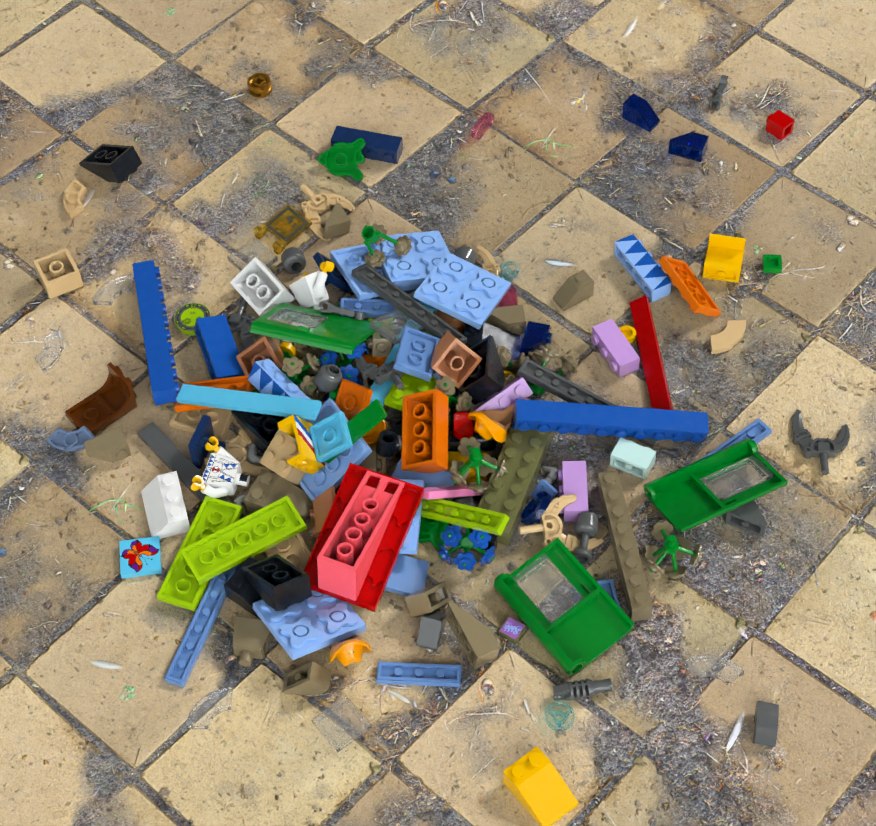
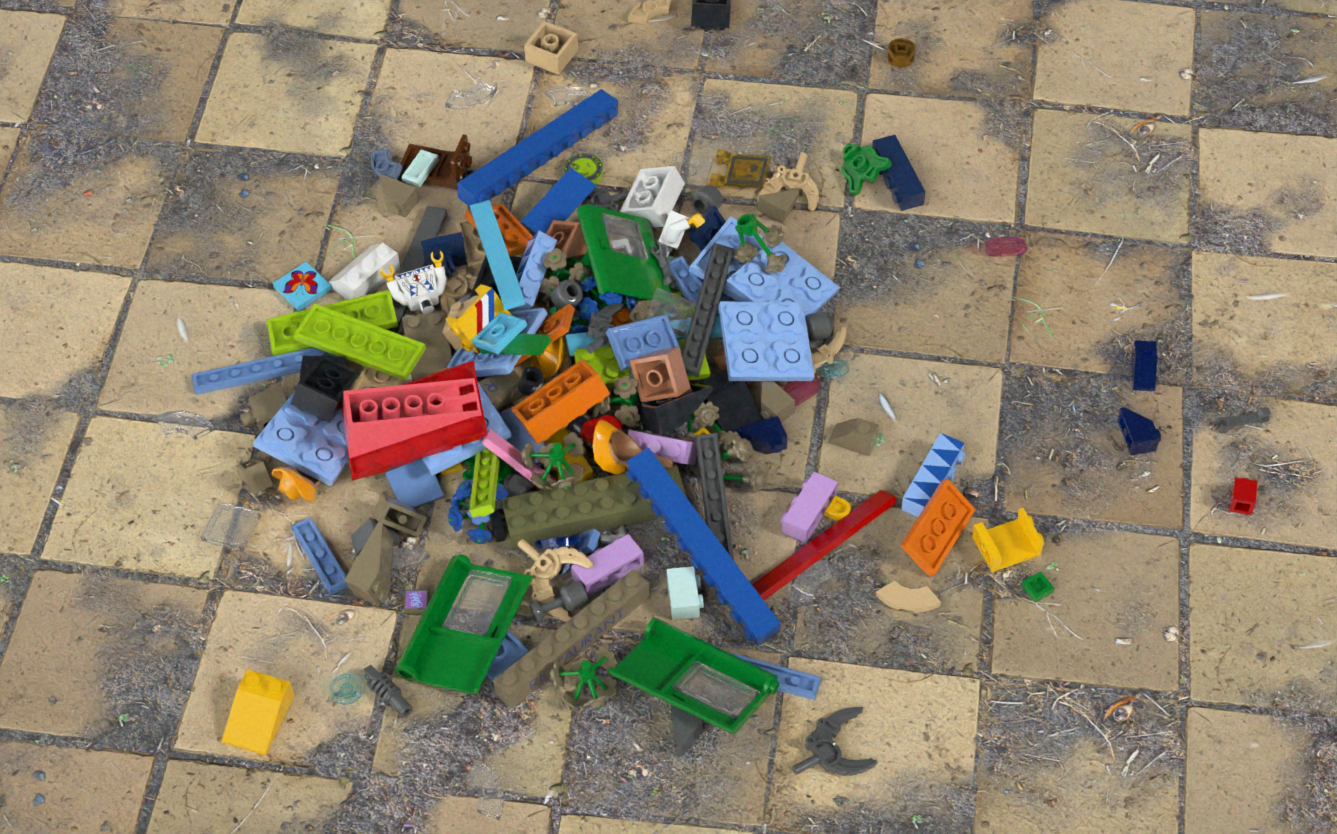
camera: 55 degrees right, 0 degrees up
(99, 416) = (420, 168): none -> light aqua tile

